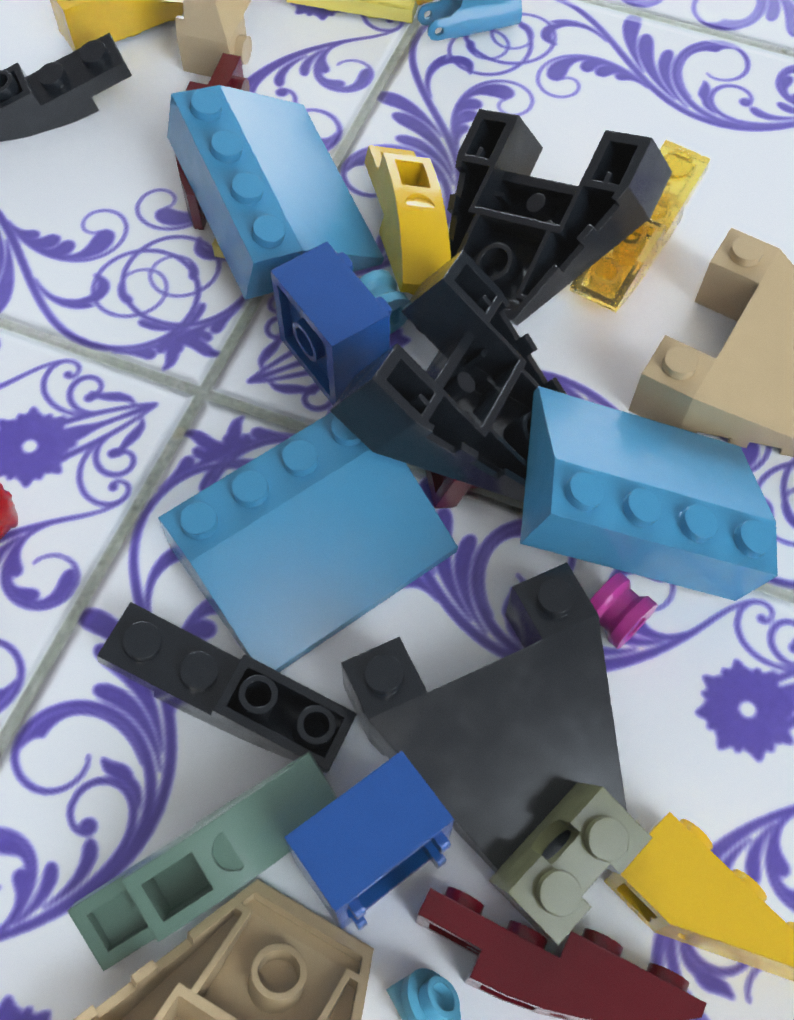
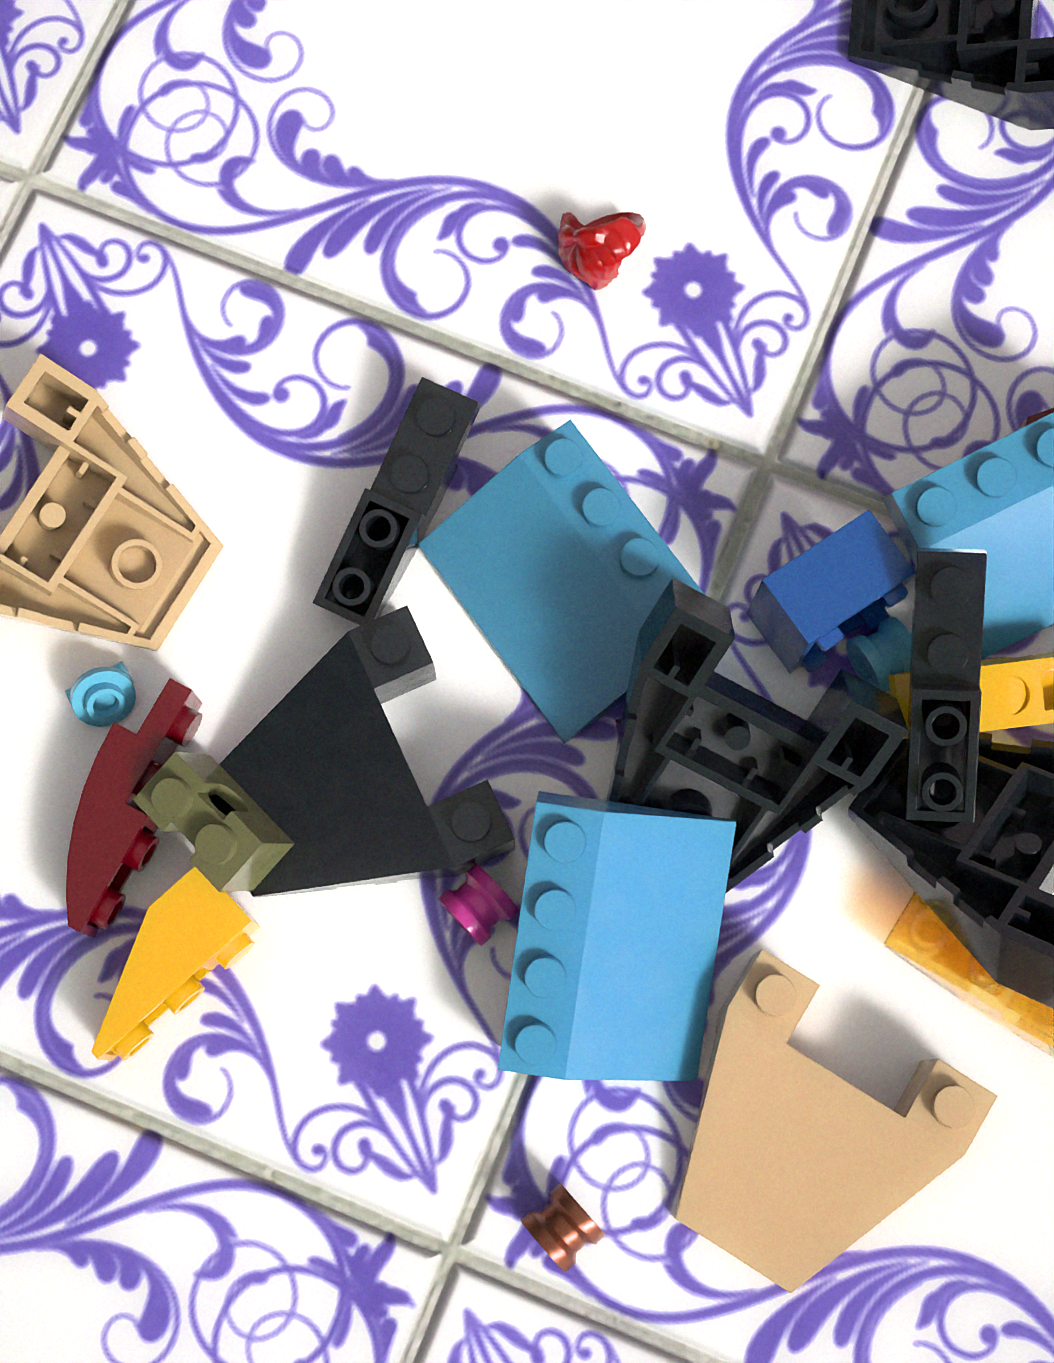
camera: 90 degrees right, 15 degrees up
(201, 864) = (233, 503): sand green slope -> none
(371, 840) = (231, 634): blue container -> none
(416, 235) = (945, 684): none -> black slope

